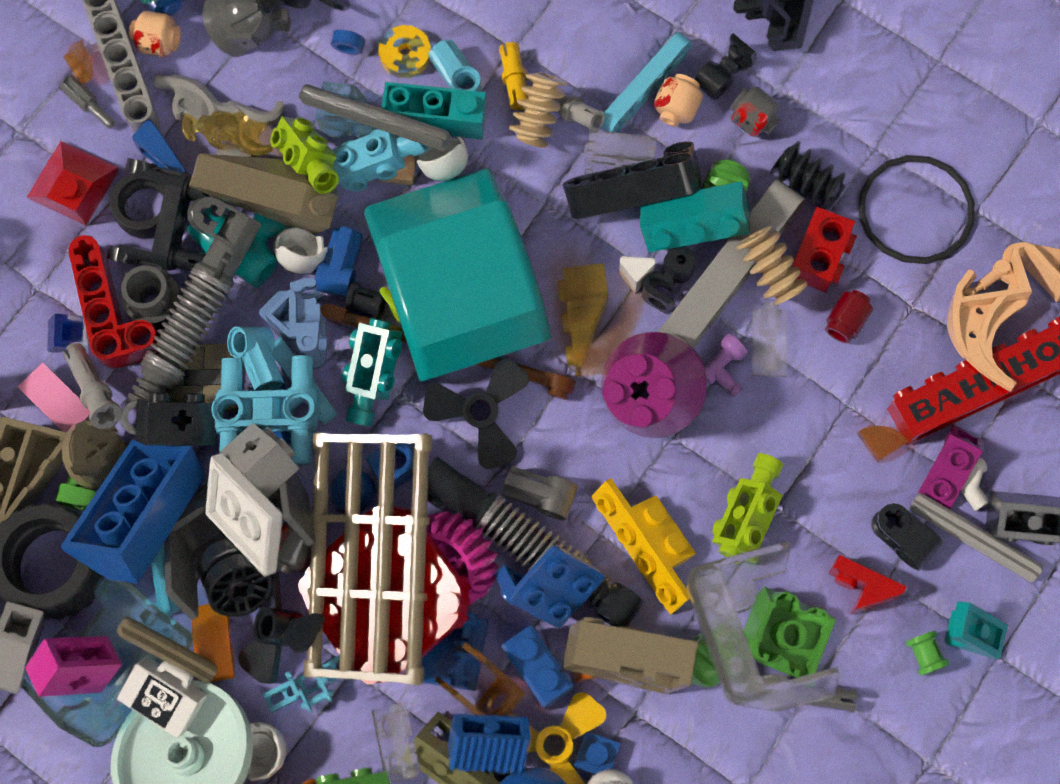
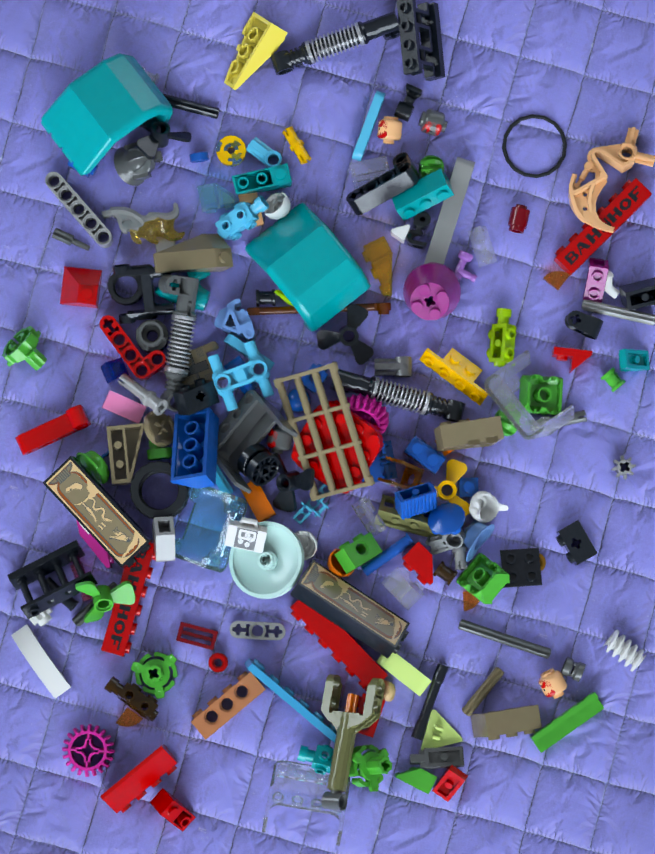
camera: 25 degrees left, 10 degrees up
(73, 666) = (197, 536): dark pink brick -> none
(79, 61) = (56, 218): clear orange tile -> none
(155, 34) = (91, 188): light nougat head -> none
(155, 147) = (121, 254): blue slope -> none
(167, 649) = (241, 512): dark tan axle -> none
(243, 514) = (254, 433): white tile -> none
(255, 349) = (220, 344): medium azure piece -> none
(261, 458) = (252, 402): light grey brick -> none
(299, 250) = (220, 283): white hair -> none
(306, 152) = (205, 229): lime brick -> none
(338, 269) = (244, 287): blue piece -> none
(371, 368) = (280, 329): teal brick -> none
(375, 117) = (235, 199): dark grey axle -> none
(538, 108) = (319, 162): tan piece -> none
(551, 587) = (419, 414): blue bracket -> none
(575, 110) = (335, 154): light grey pin -> none
(772, 265) = (472, 207): tan piece -> none
(809, 175) = (473, 148): black piece -> none
(818, 248) = (489, 187): red brick -> none

